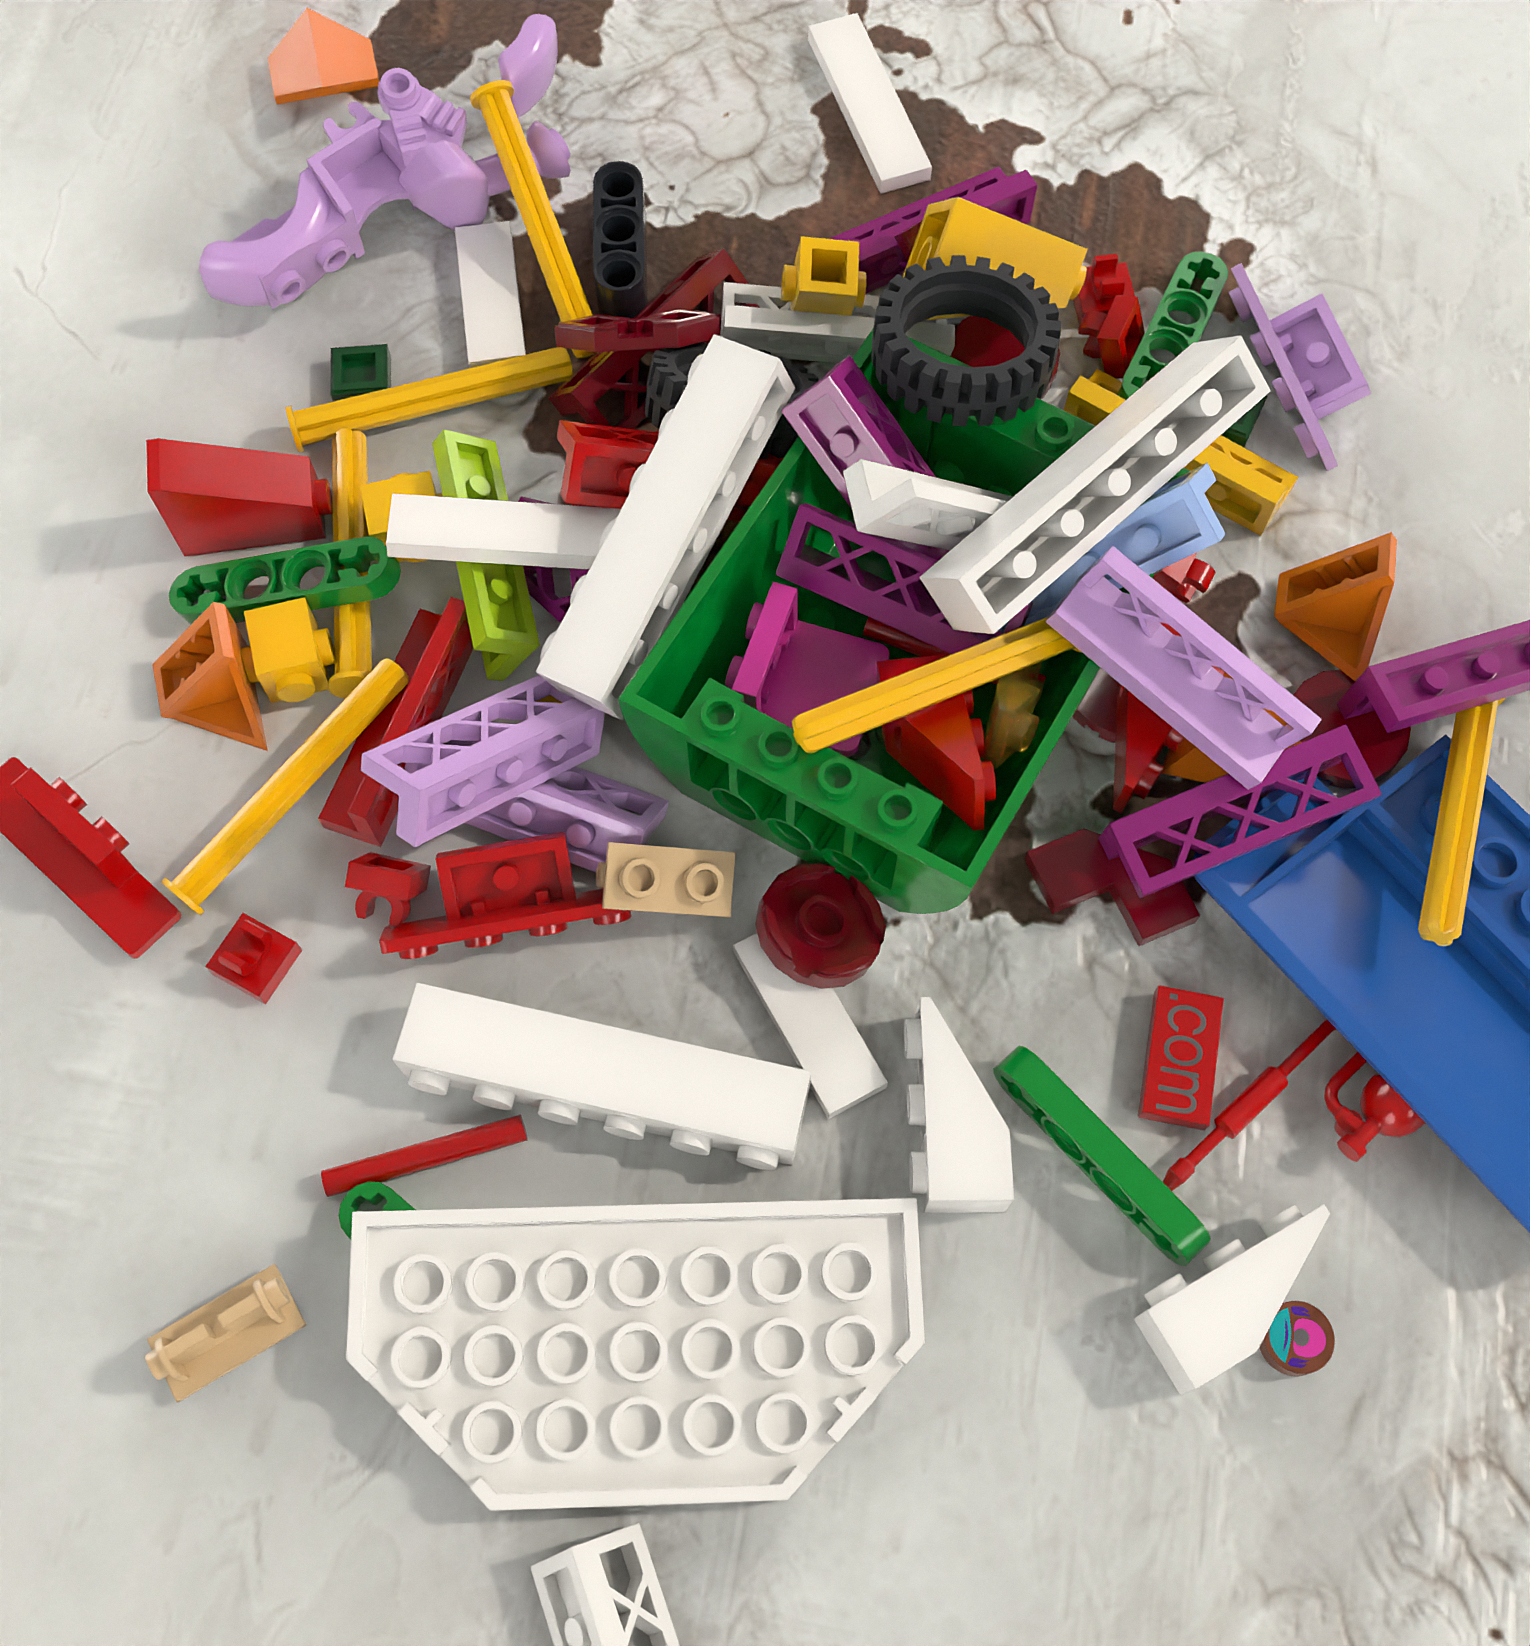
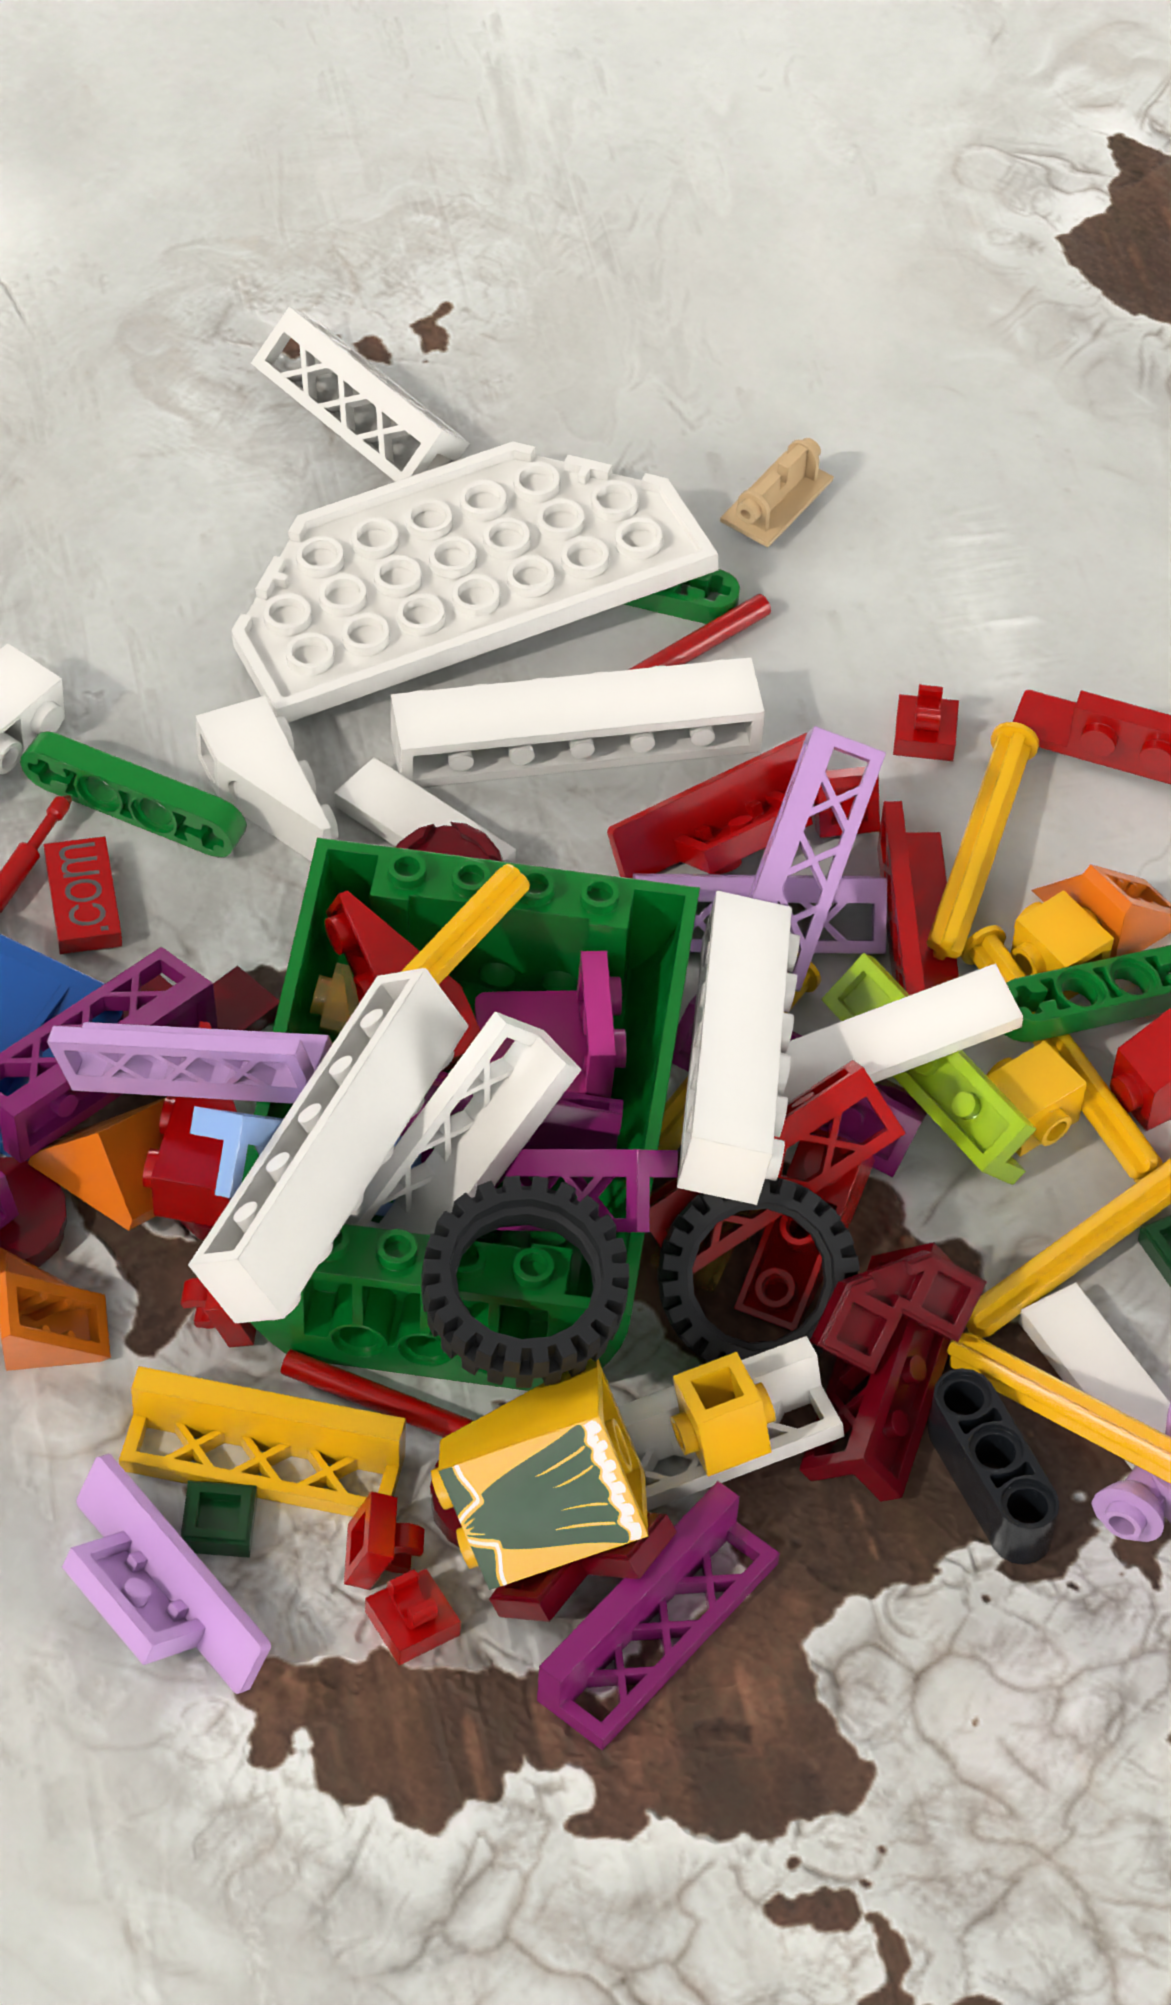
camera: 155 degrees right, 15 degrees down
(666, 879) = (620, 841): tan hinge -> none
(869, 103) = (807, 1784): white tile -> none
(1169, 334) = (311, 1570): green beam -> none

